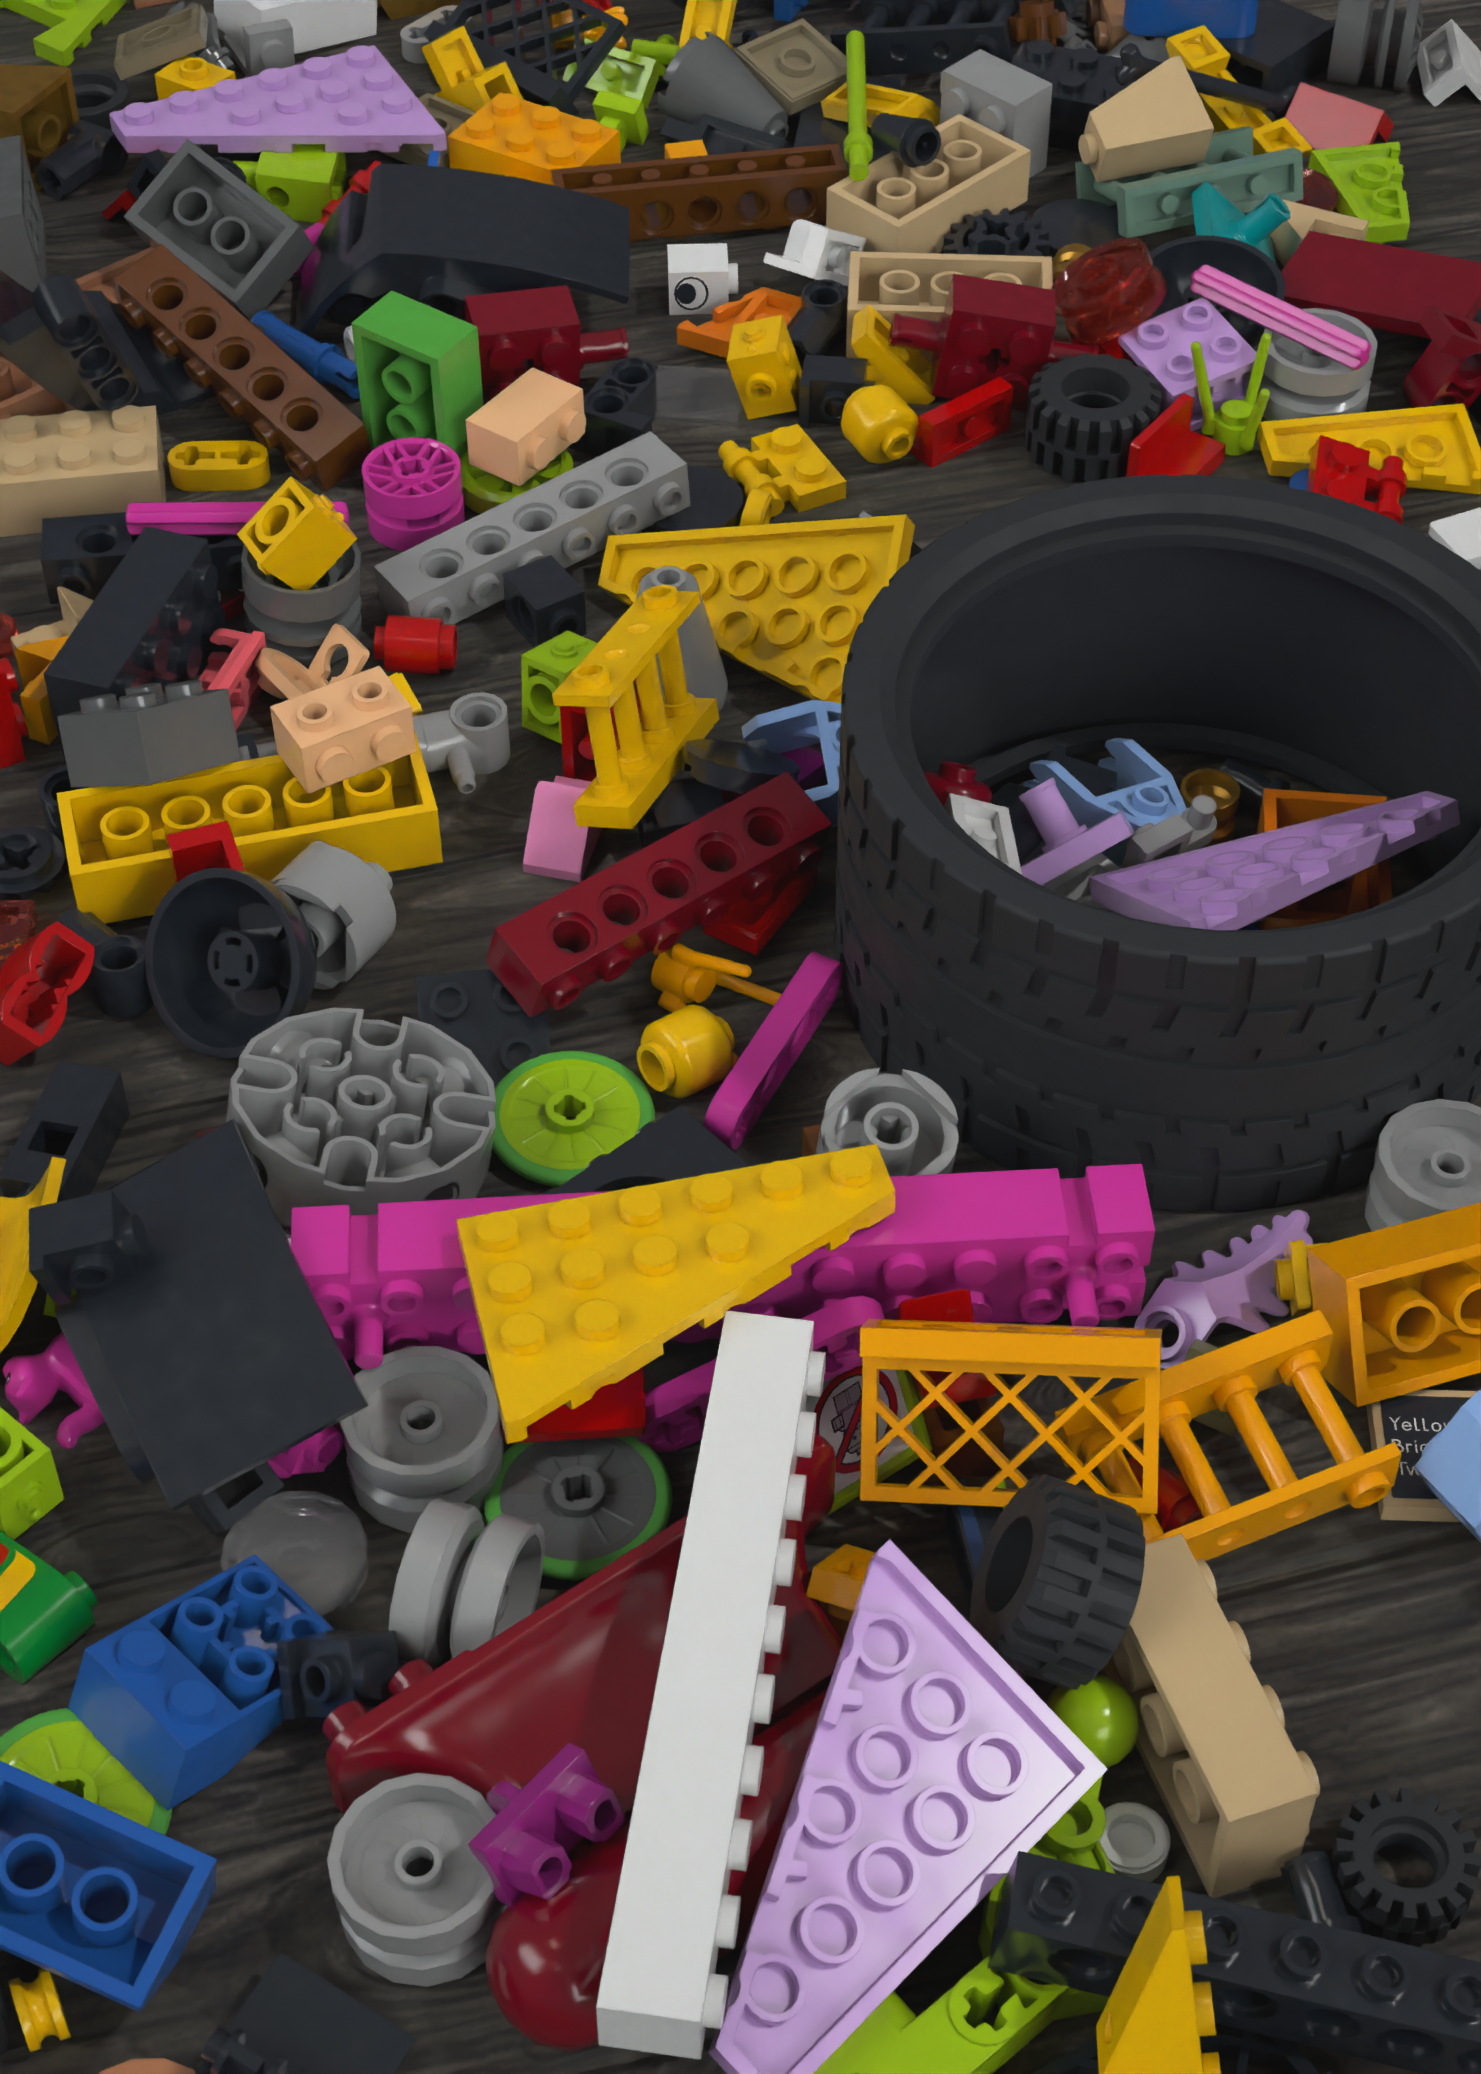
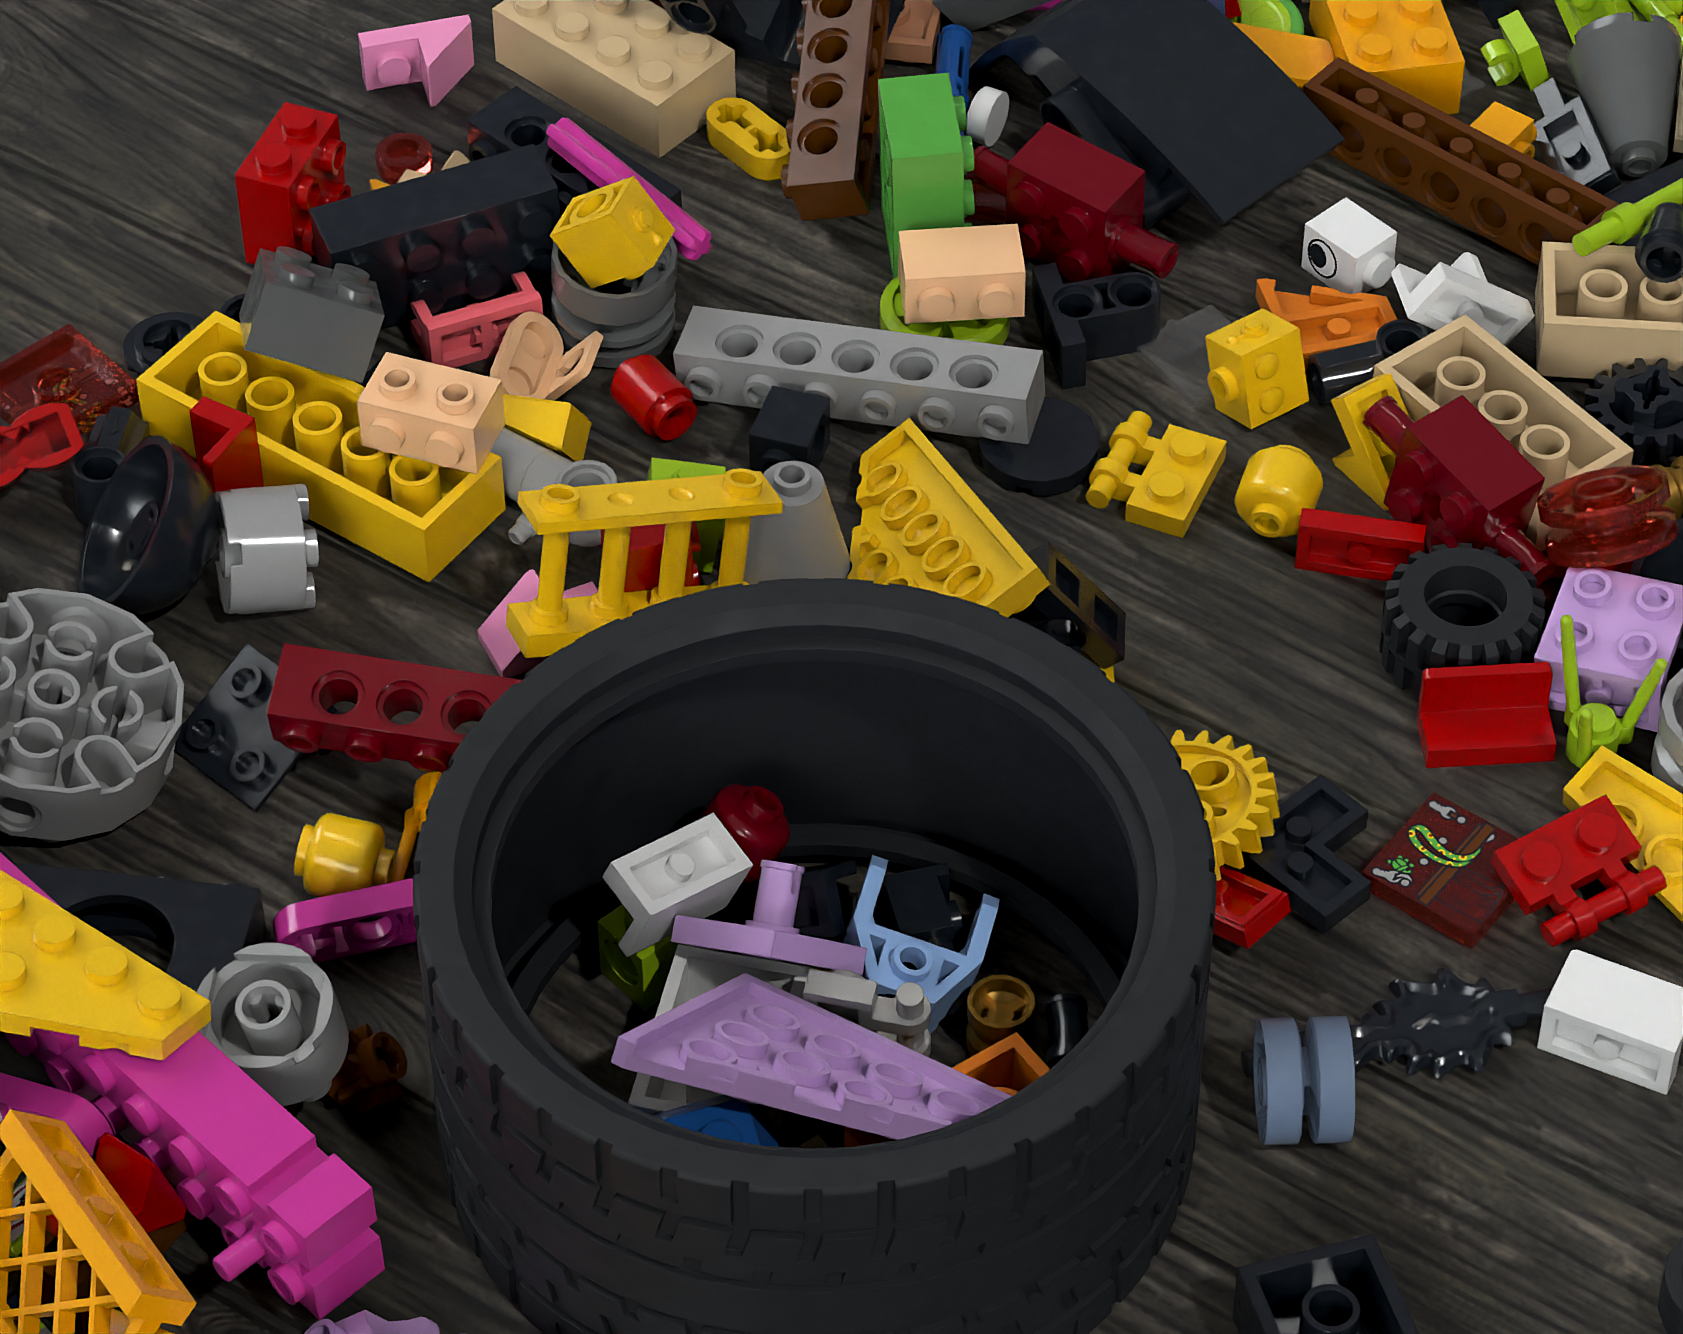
camera: 50 degrees right, 0 degrees up
(412, 491) = (830, 267): dark pink wheel -> none
(538, 1096) = (219, 832): lime wheel -> none
(757, 508) = (1059, 493): yellow tile -> none
(826, 387) = (1297, 420): black brick -> none

